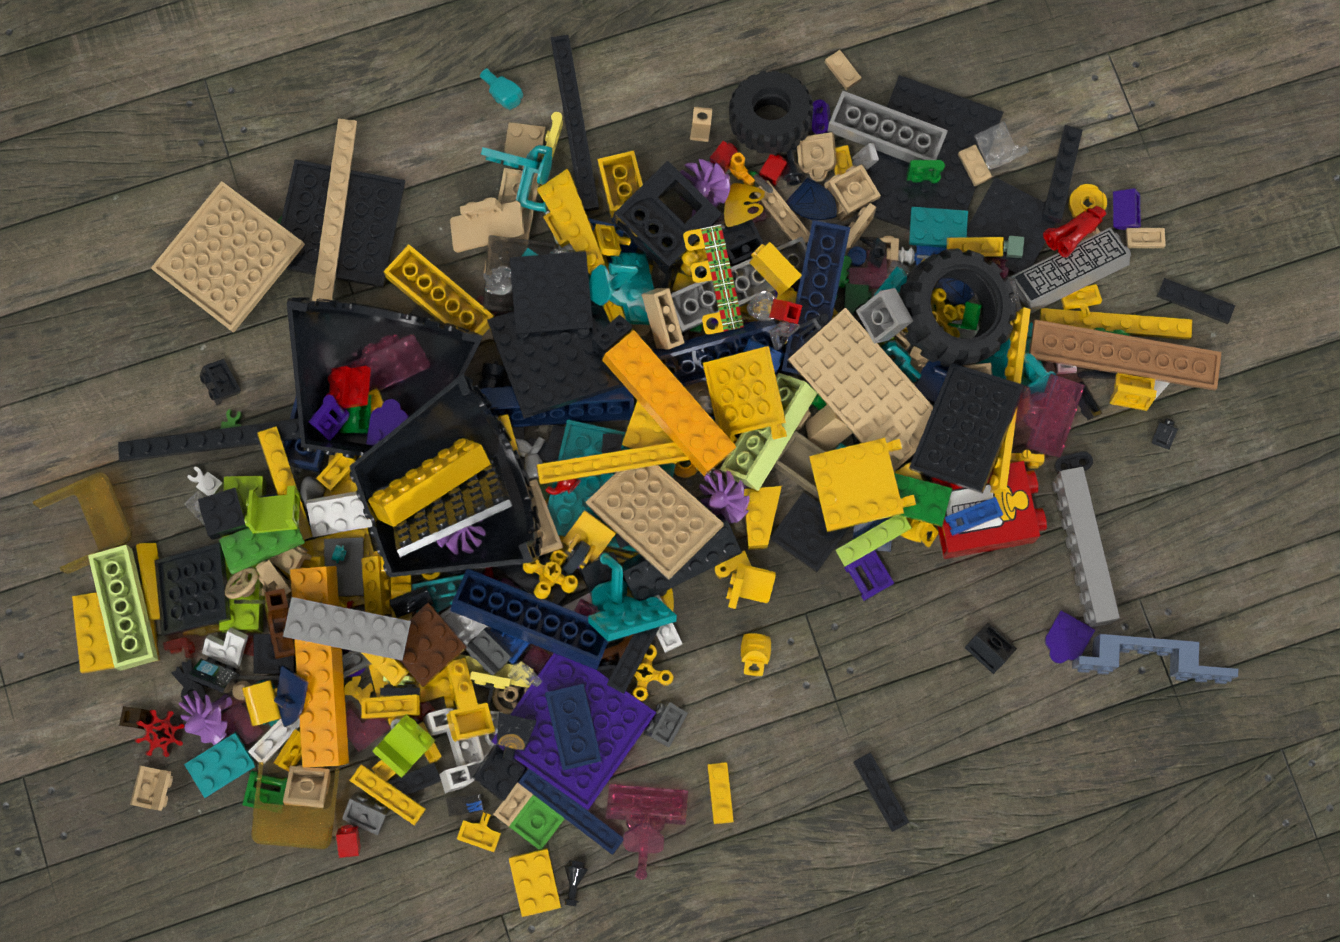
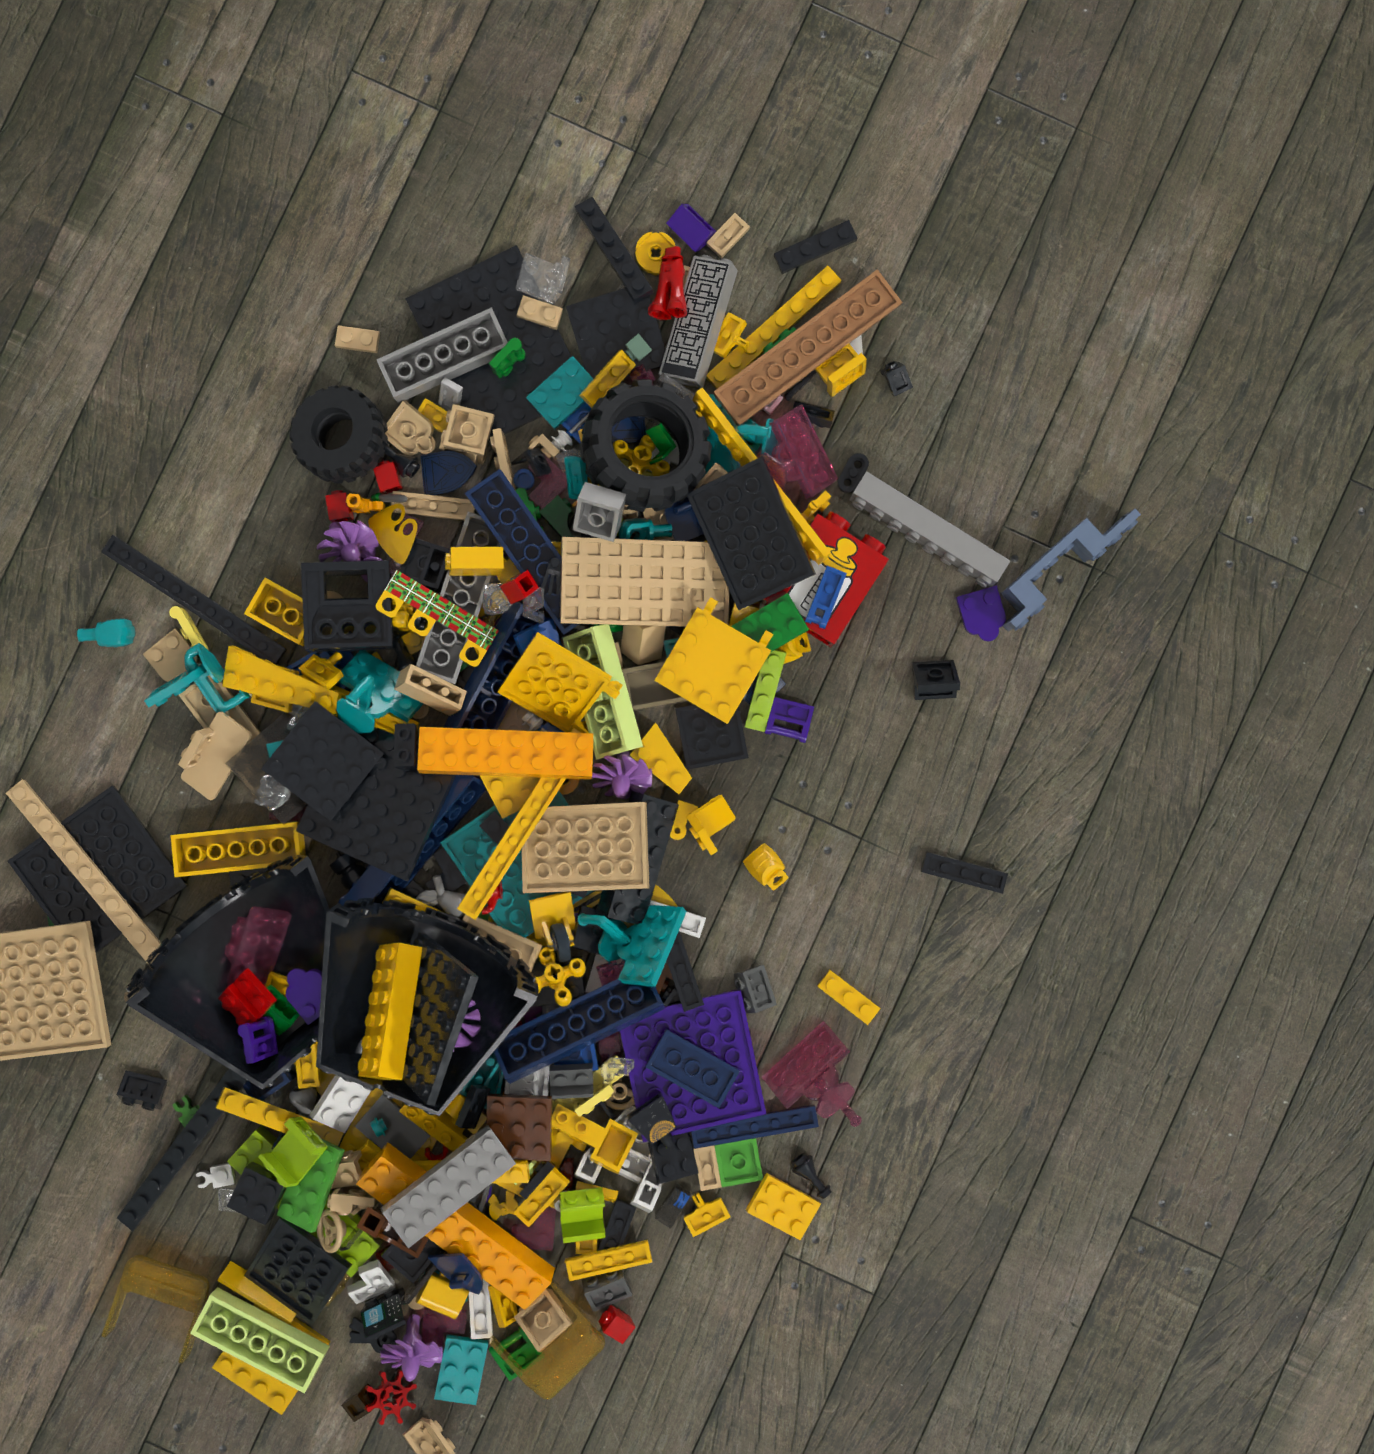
camera: 45 degrees left, 10 degrees up
(177, 645) = (338, 1312): clear red bracket -> none
(654, 675) = (710, 962): yellow gear -> none
(701, 127) = (296, 501): tan bracket -> none
(820, 119) = (382, 398): dark purple plate -> none

